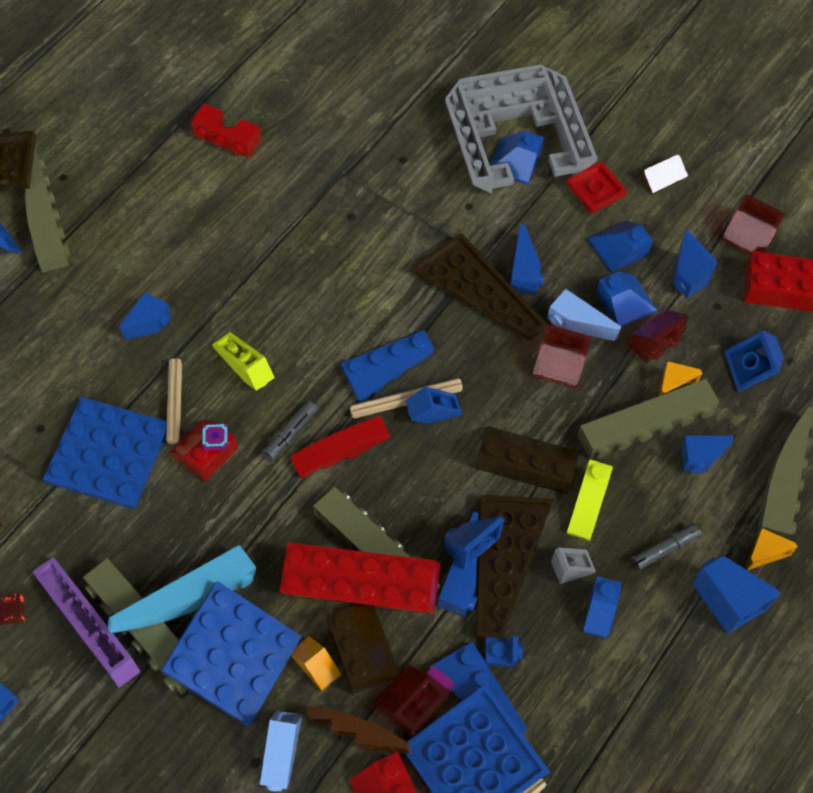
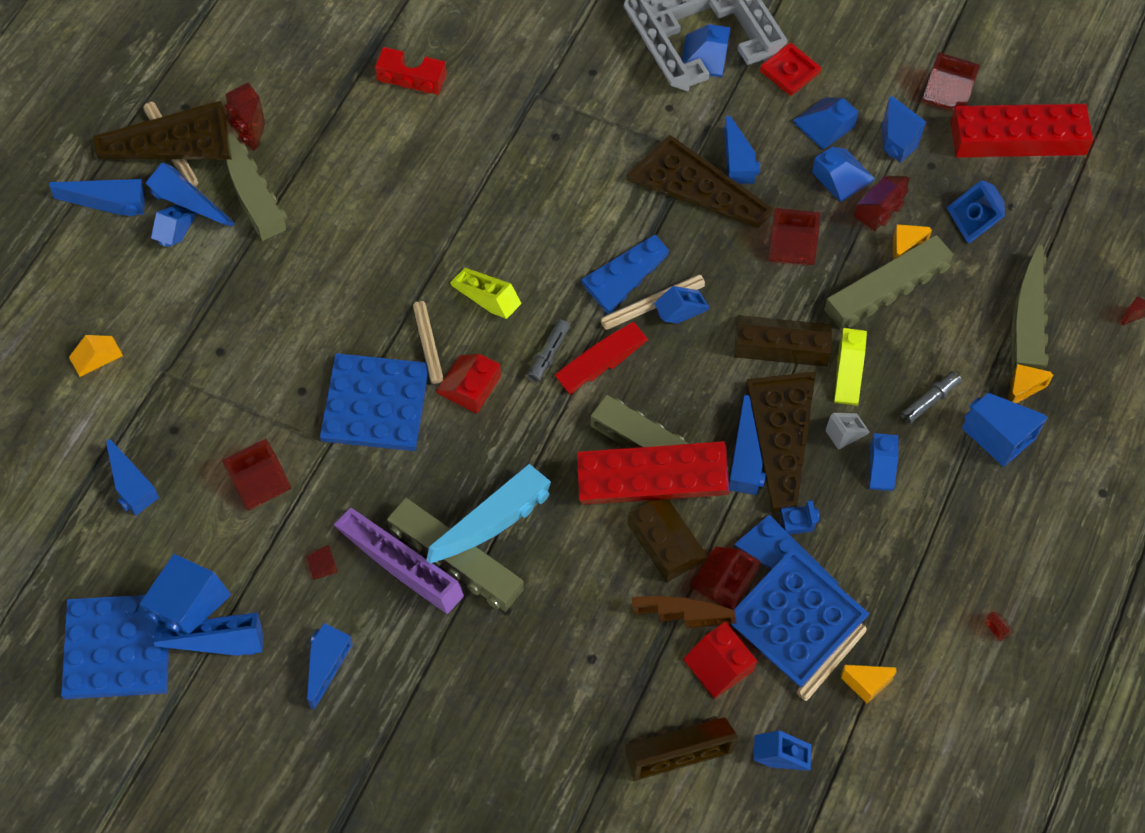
camera: 10 degrees left, 0 degrees up
(57, 147) = (246, 114): none -> clear red slope
(146, 317) = (380, 266): blue slope -> none
(215, 437) = (482, 366): magenta tile -> none
(231, 653) = (547, 563): blue plate -> none
(280, 750) = (615, 642): light blue slope -> none
(316, 663) = (626, 559): light orange slope -> none
(444, 681) = (750, 549): magenta tile -> none
(472, 539) = (751, 419): blue slope -> none
(578, 316) = (804, 196): light blue slope -> none
(664, 174) = (853, 46): slope -> none
(702, 452) = (946, 304): blue slope -> none

